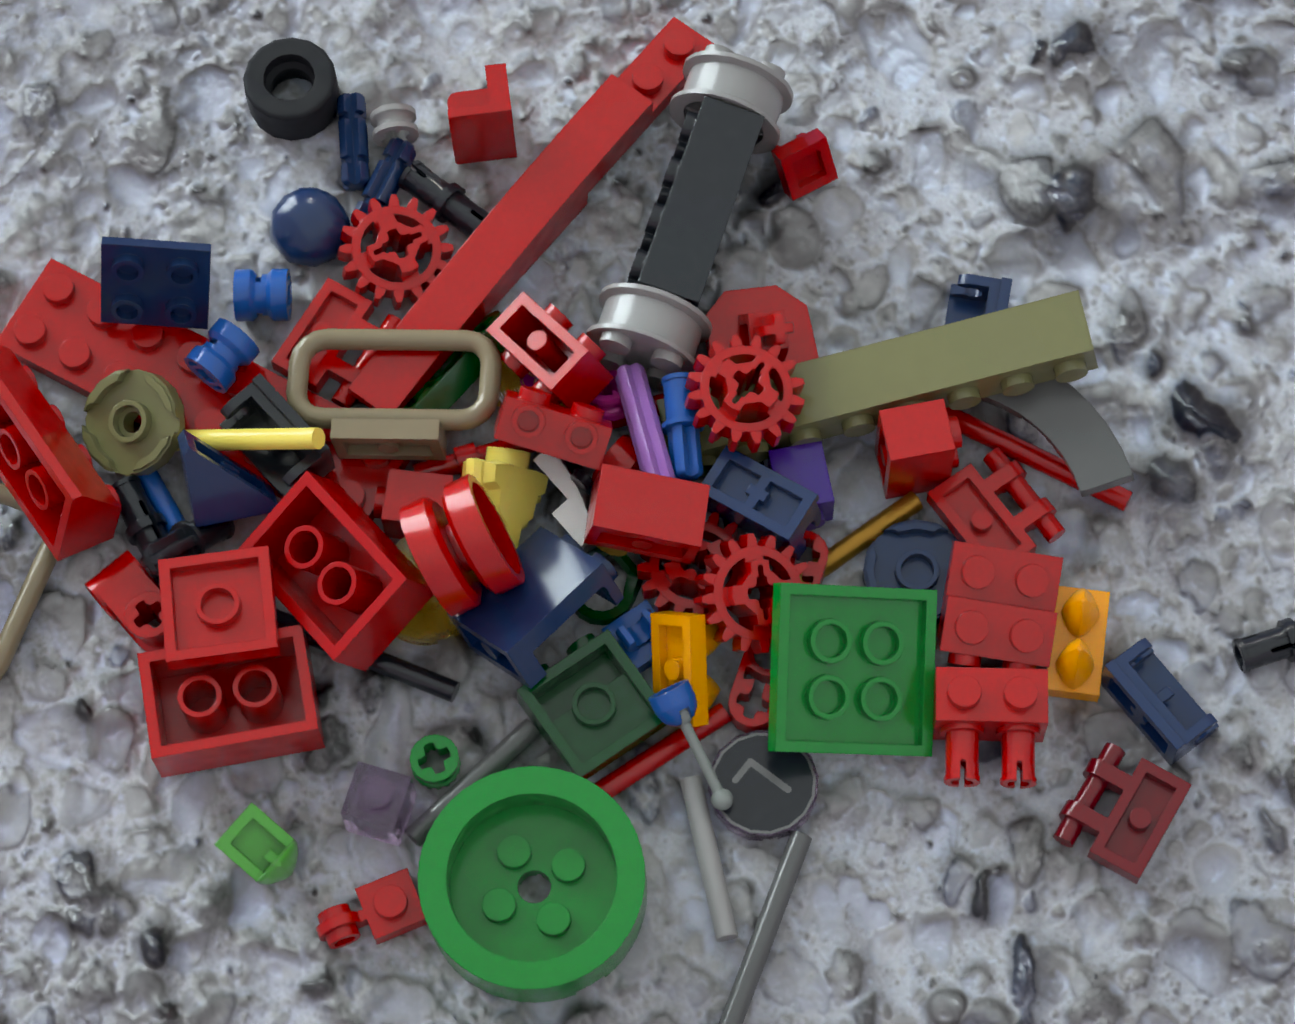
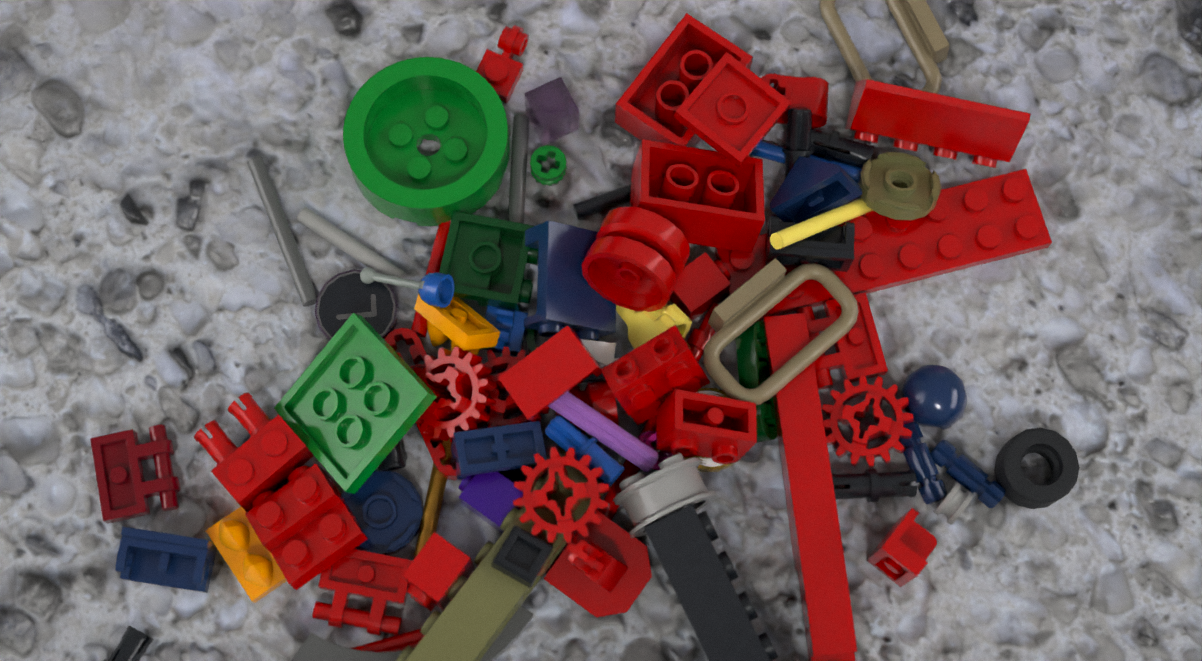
camera: 130 degrees right, 5 degrees up
(155, 282) = (965, 264): dark blue plate -> none
(219, 358) = (890, 259): blue wheel -> none
(259, 846) = (592, 39): bright green plate -> none
(265, 294) = (913, 328): blue wheel -> none
(830, 377) = (522, 556): none -> black tile

